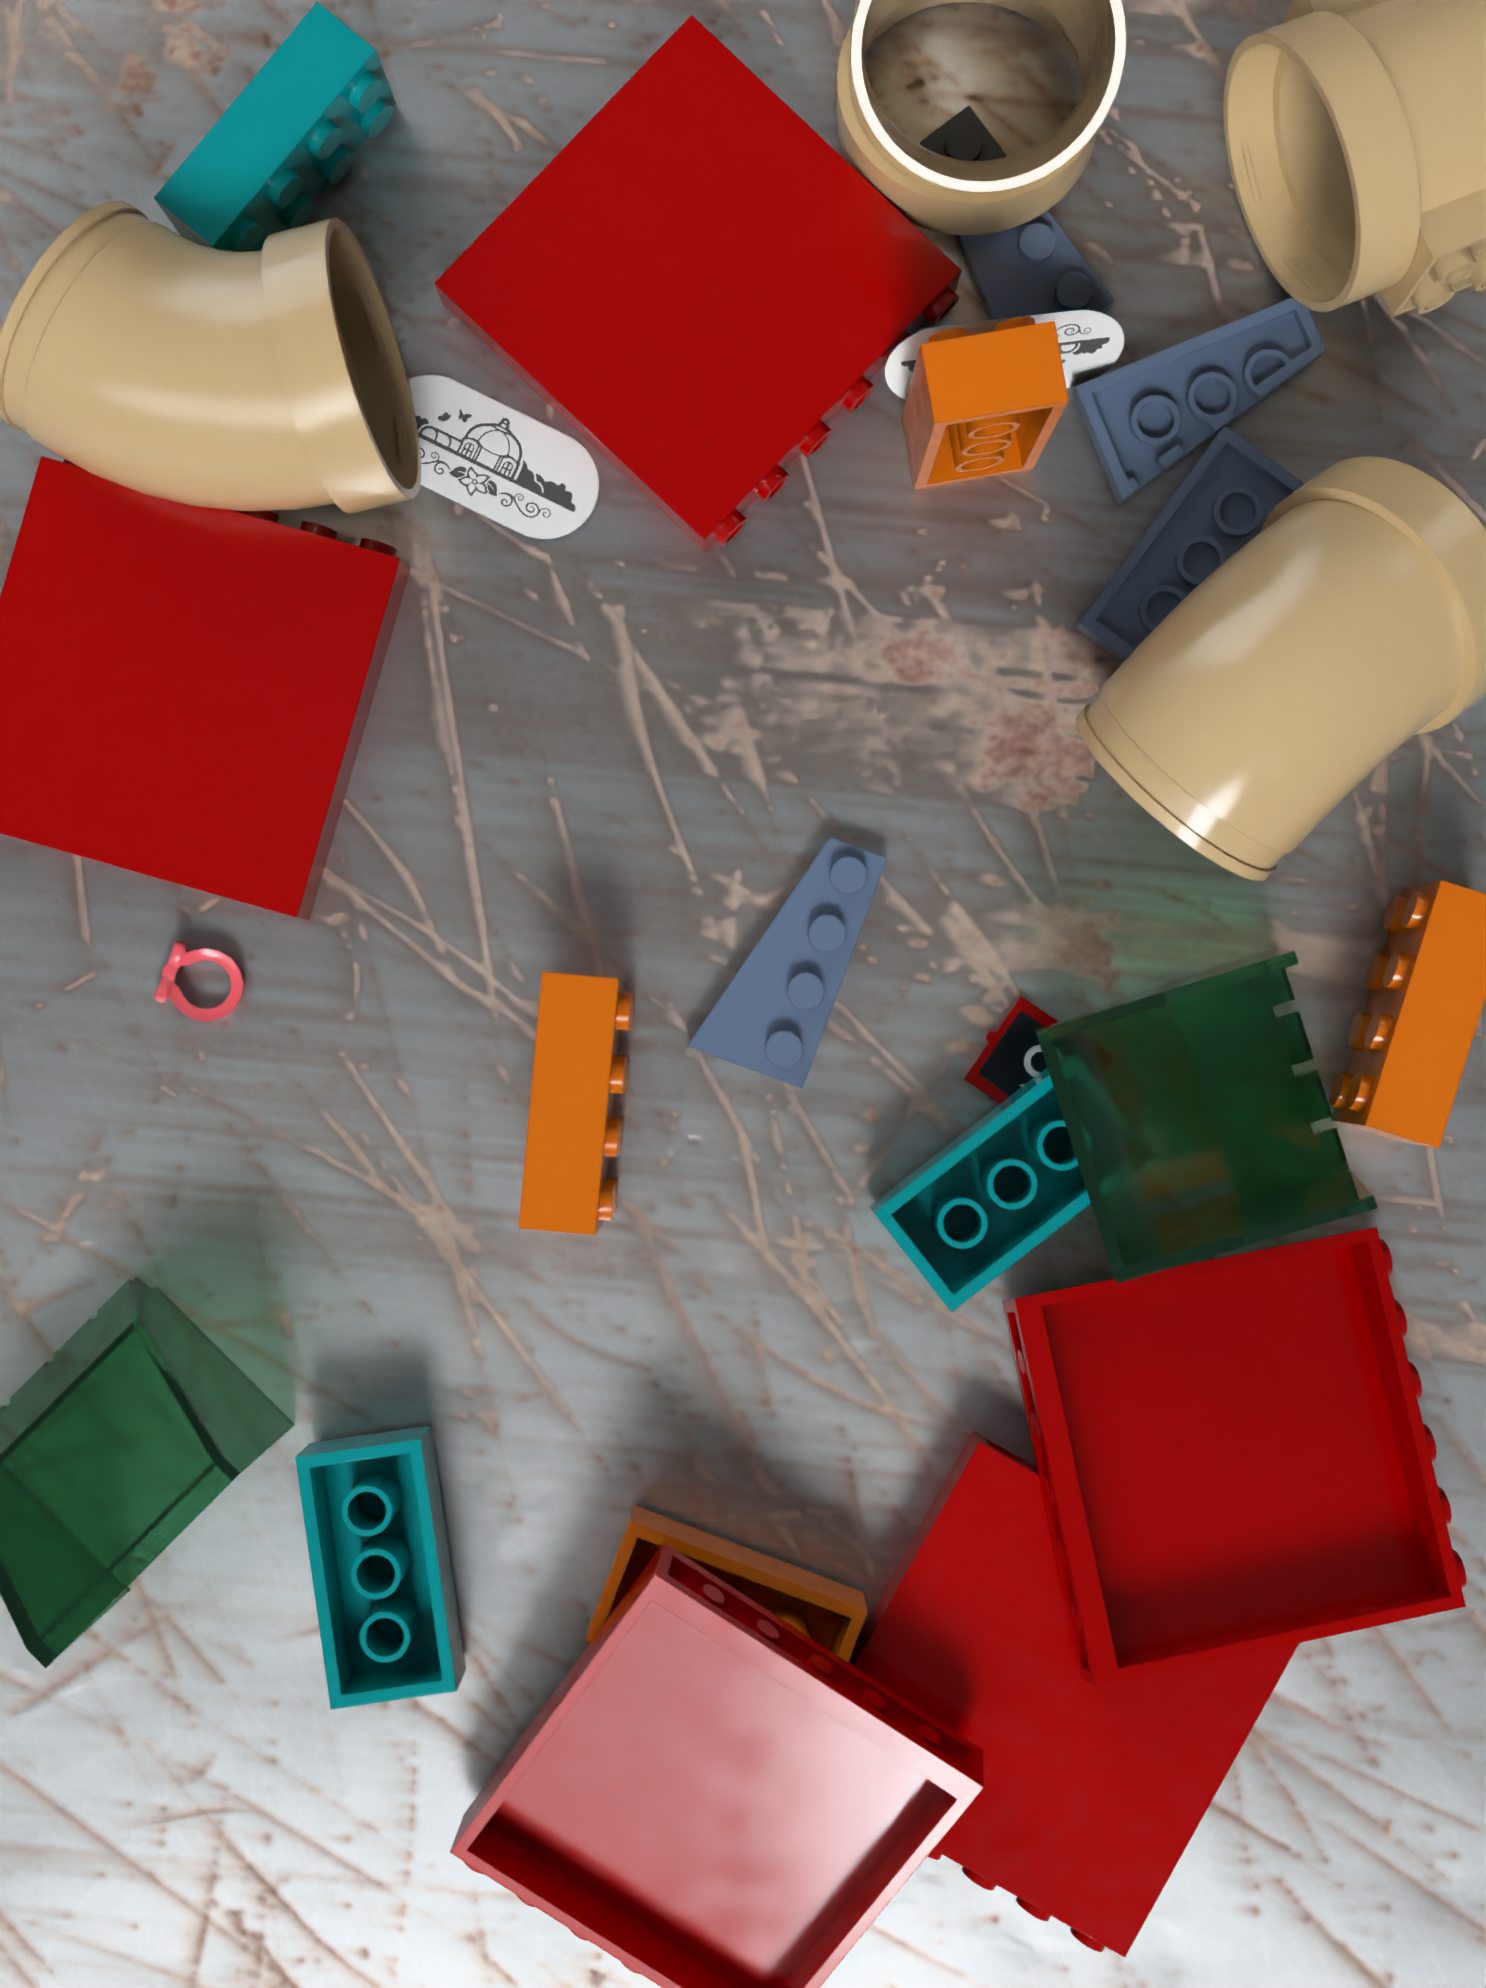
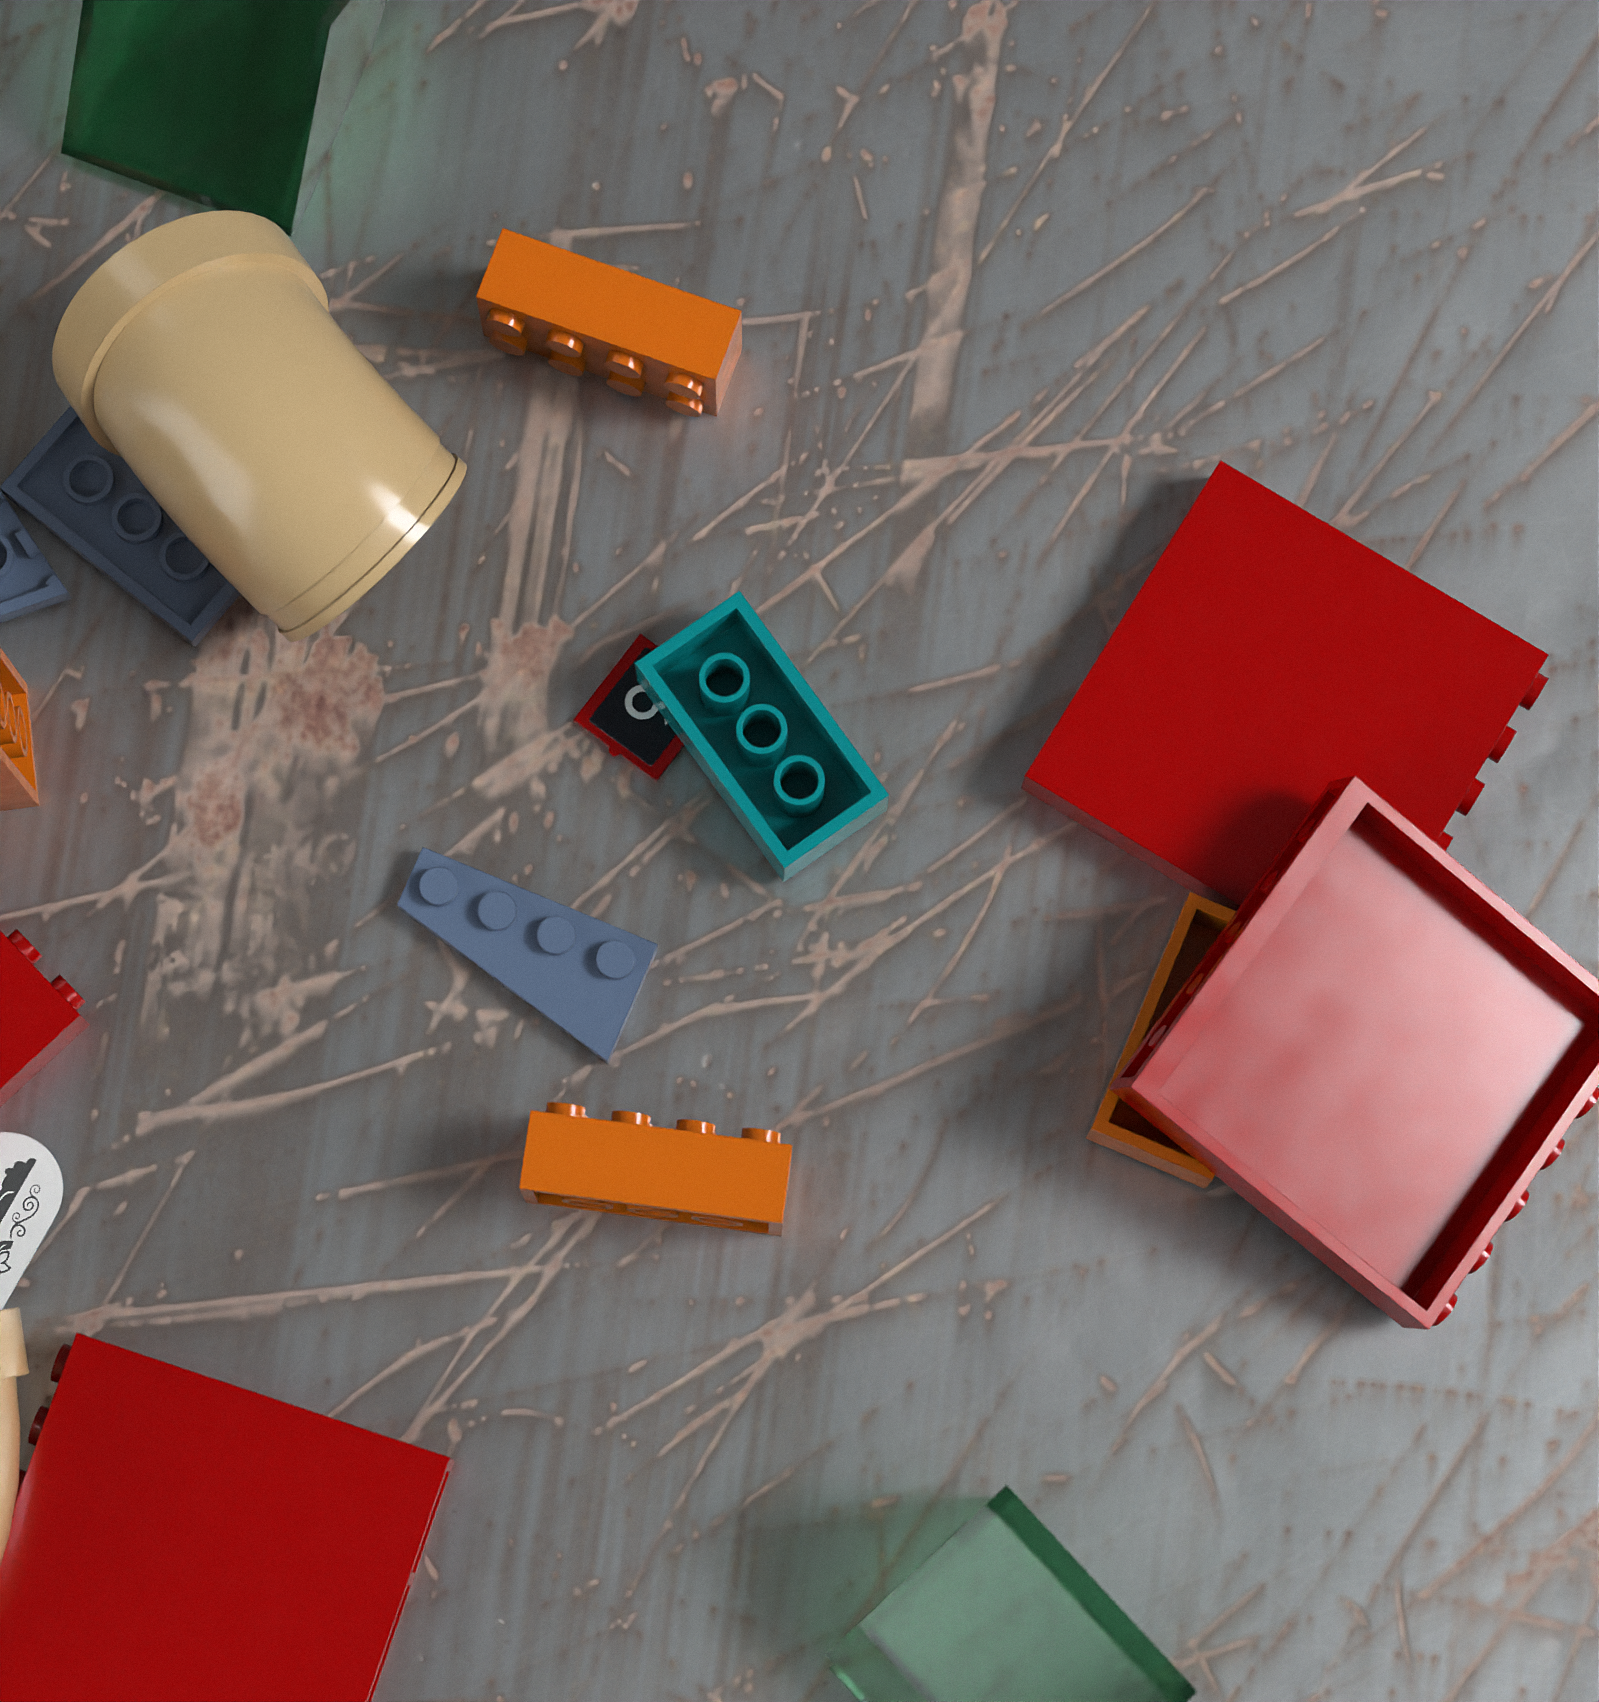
camera: 90 degrees left, 10 degrees down
(180, 957) = (520, 1610): coral piece -> none
(381, 1567) = (1136, 1396): teal brick -> none
(1196, 1118) = (698, 543): clear green windscreen -> none
(1233, 1456) = (1040, 527): red panel -> none

